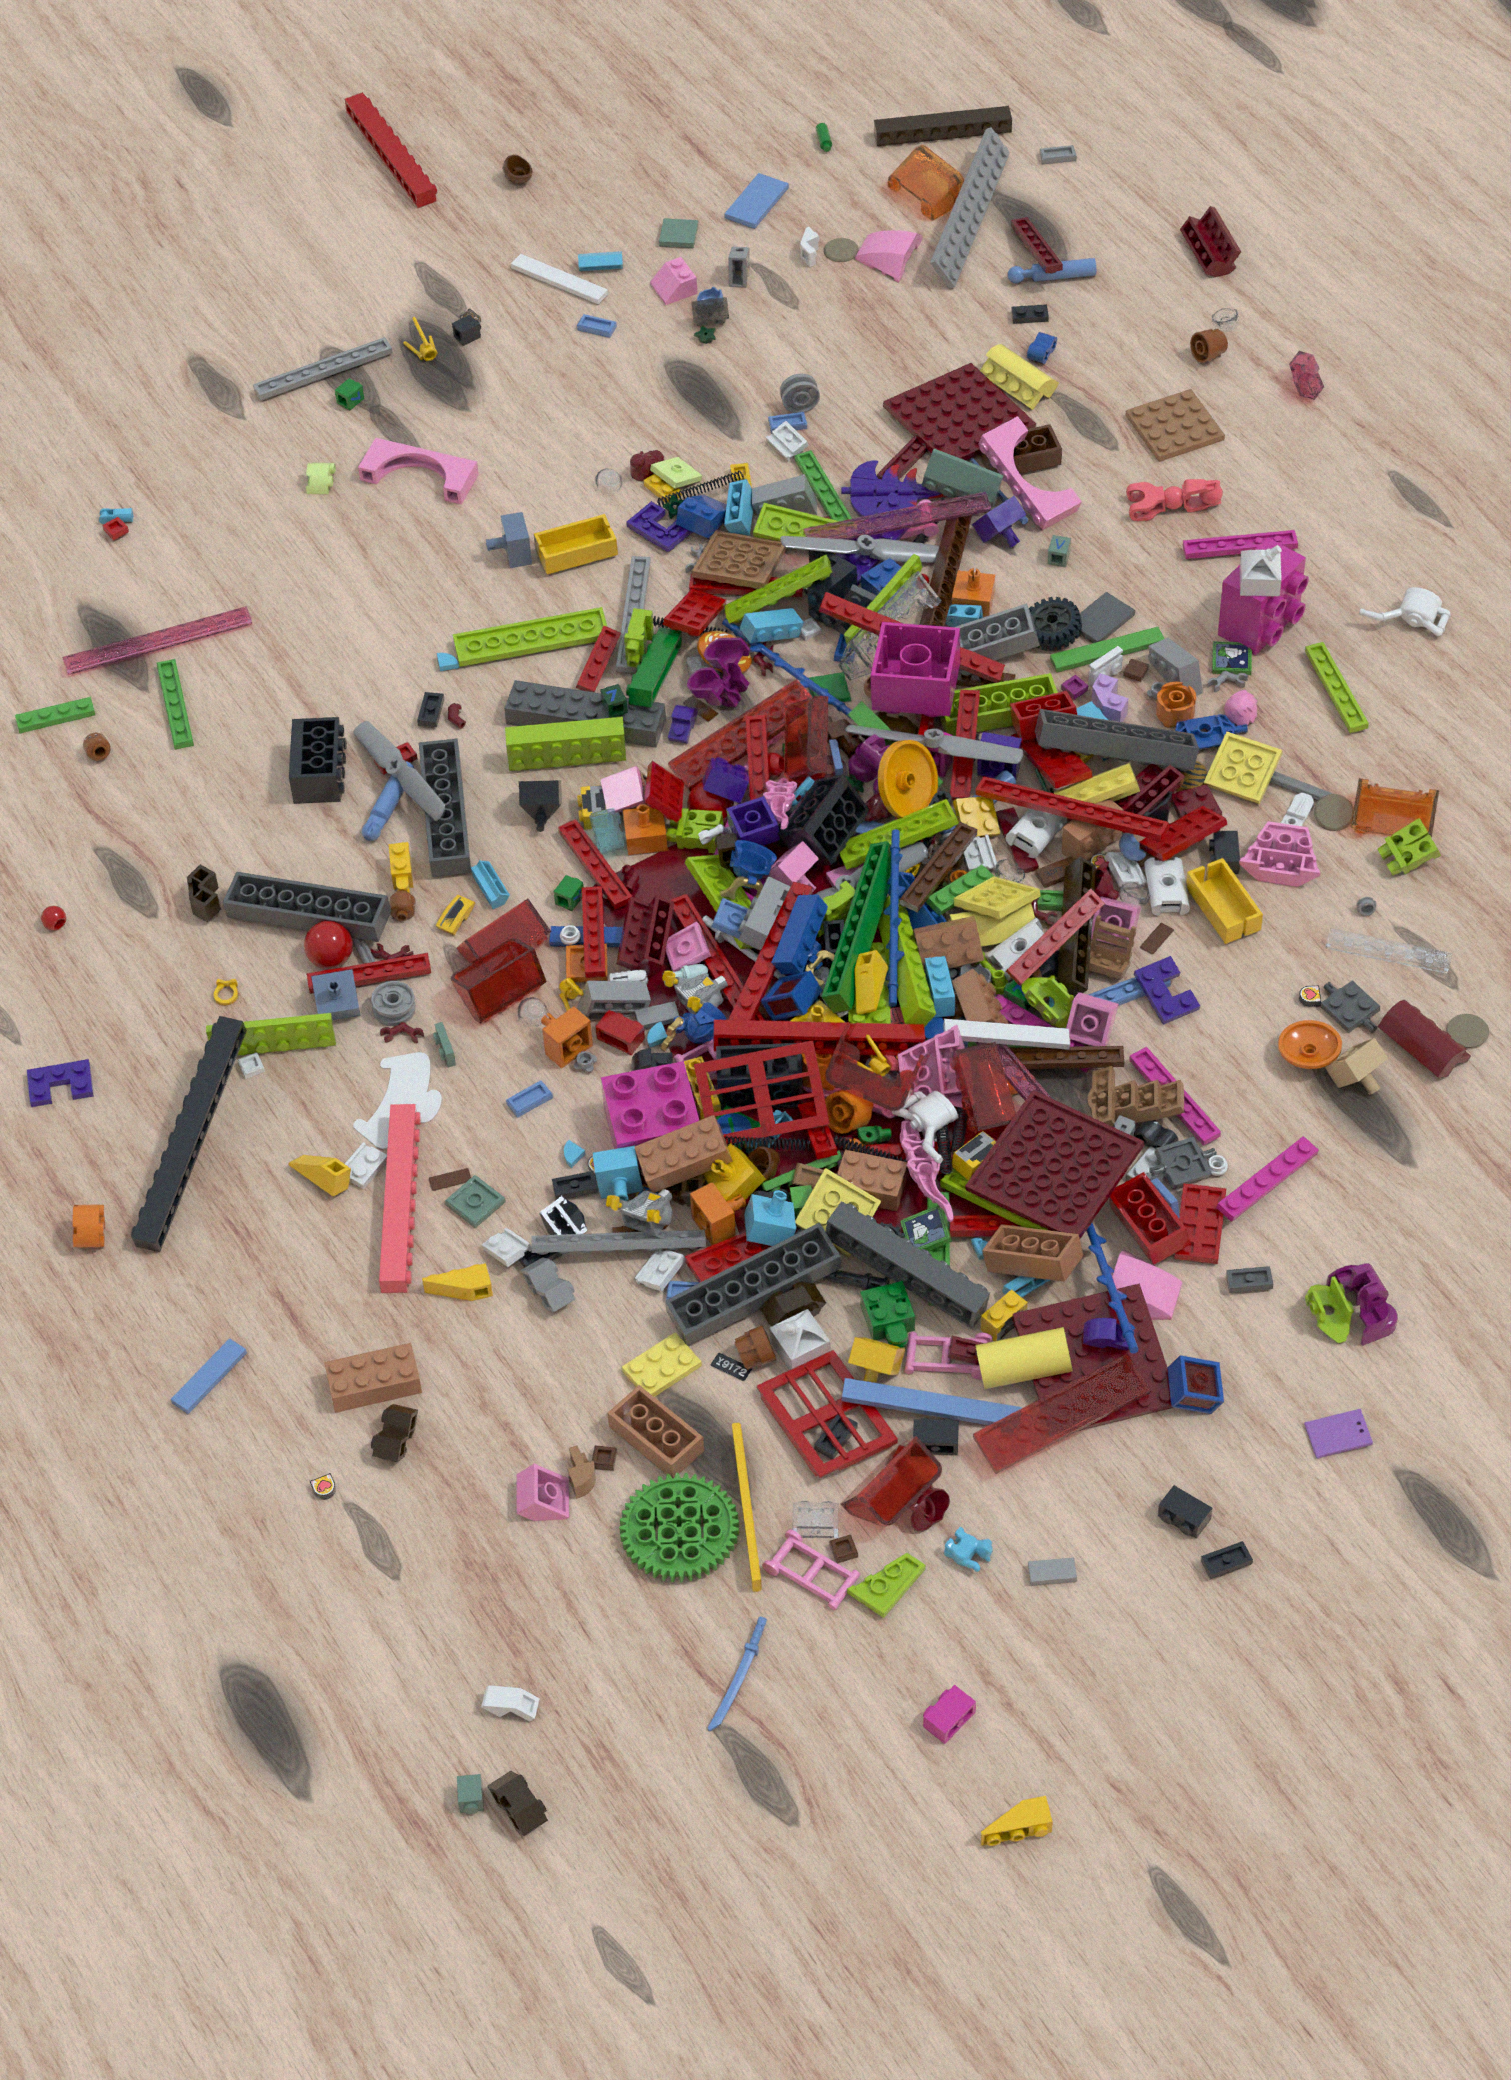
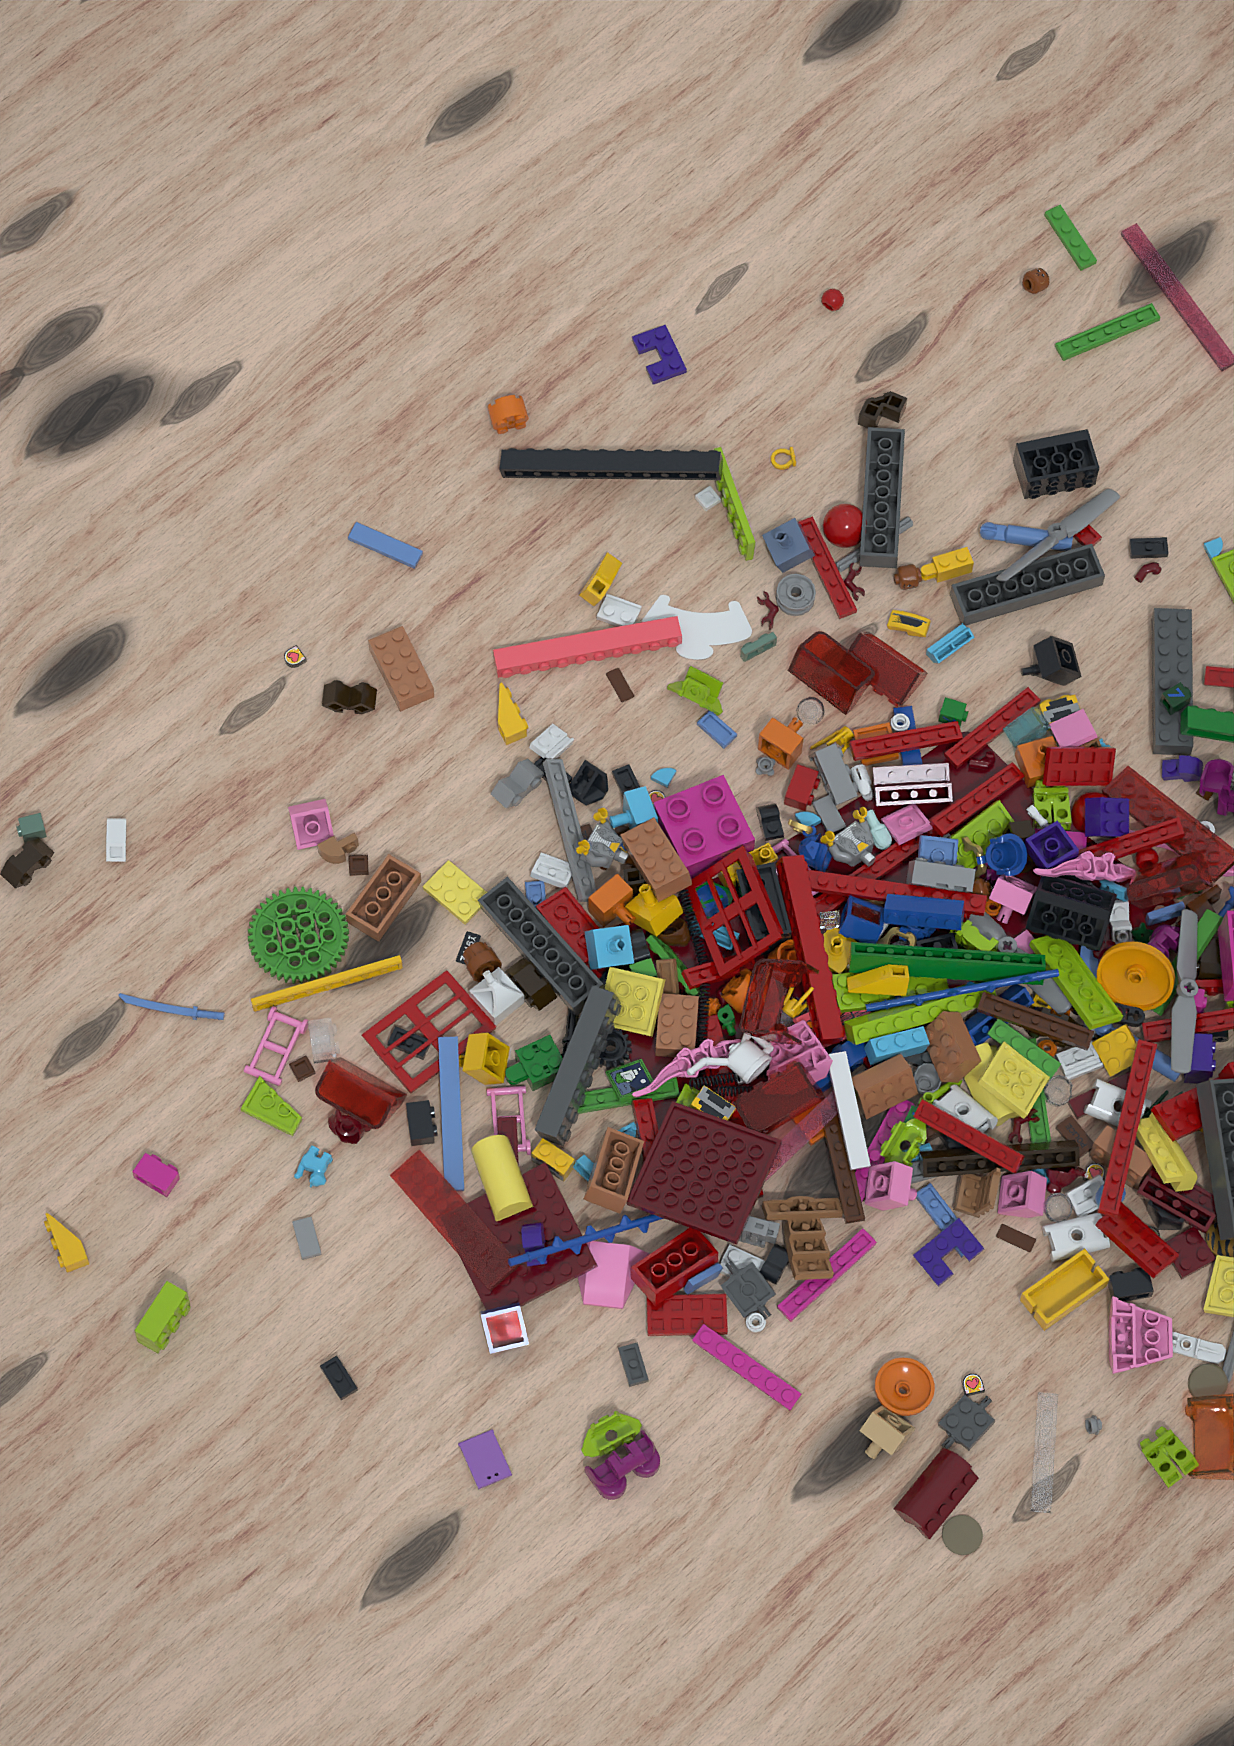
camera: 75 degrees right, 15 degrees up
(475, 1201) = (599, 709): sand green tile -> none
(478, 1103) = (700, 689): none -> lime piece
(565, 744) = (1124, 671): lime brick -> none
(676, 883) = (977, 799): none -> red plate
(787, 1013) = (829, 920): none -> clear plate
(1132, 1723) = (163, 1317): none -> lime brick
(1184, 1512) = (379, 1337): black brick -> none

